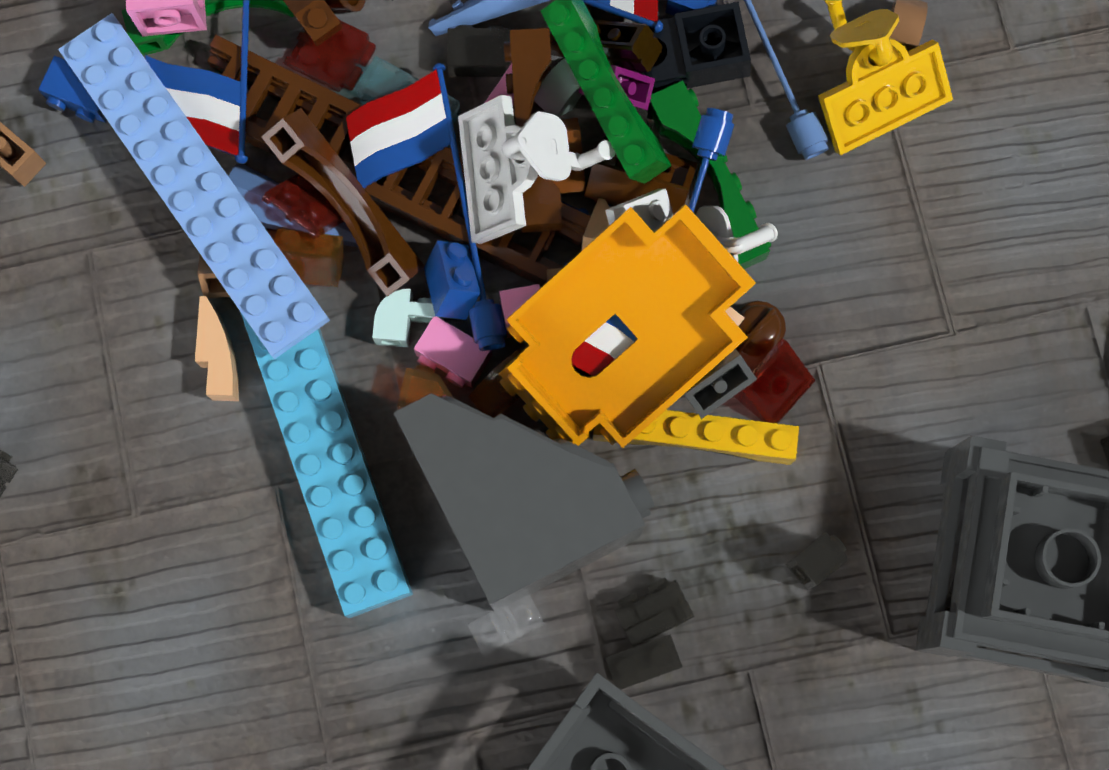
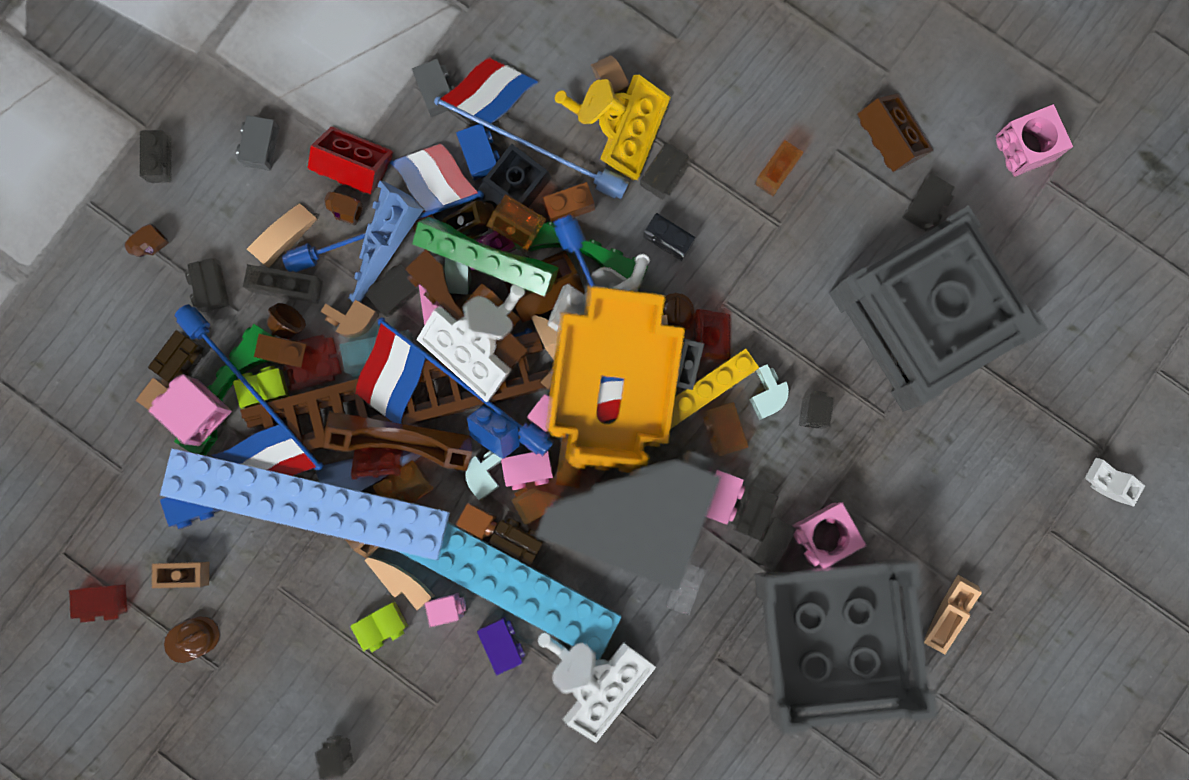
camera: 40 degrees left, 5 degrees up
(153, 379) = (379, 626): none -> lime brick
(235, 419) = (445, 609): none -> bright pink brick
(258, 511) = (501, 646): none -> dark purple brick
(267, 35) = (268, 384): none -> lime brick
(317, 656) = (598, 685): none -> white plate
(351, 358) = (477, 521): none -> dark orange brick
(372, 417) = (515, 541): none -> dark brown brick
(414, 49) = (356, 321): none -> medium nougat brick
(632, 564) = (725, 497): none -> bright pink brick
(669, 83) = (516, 222): none -> clear orange brick
(701, 496) = (725, 429): none -> clear orange brick
(736, 688) = (849, 540): none -> bright pink brick
(753, 117) = (572, 201): none -> dark orange brick
(779, 508) = (774, 396): none -> light aqua brick
(821, 241) = (669, 236): none -> black brick
(878, 169) = (664, 171): none -> clear smoke brick
(1006, 269) = (779, 168): none -> clear orange brick

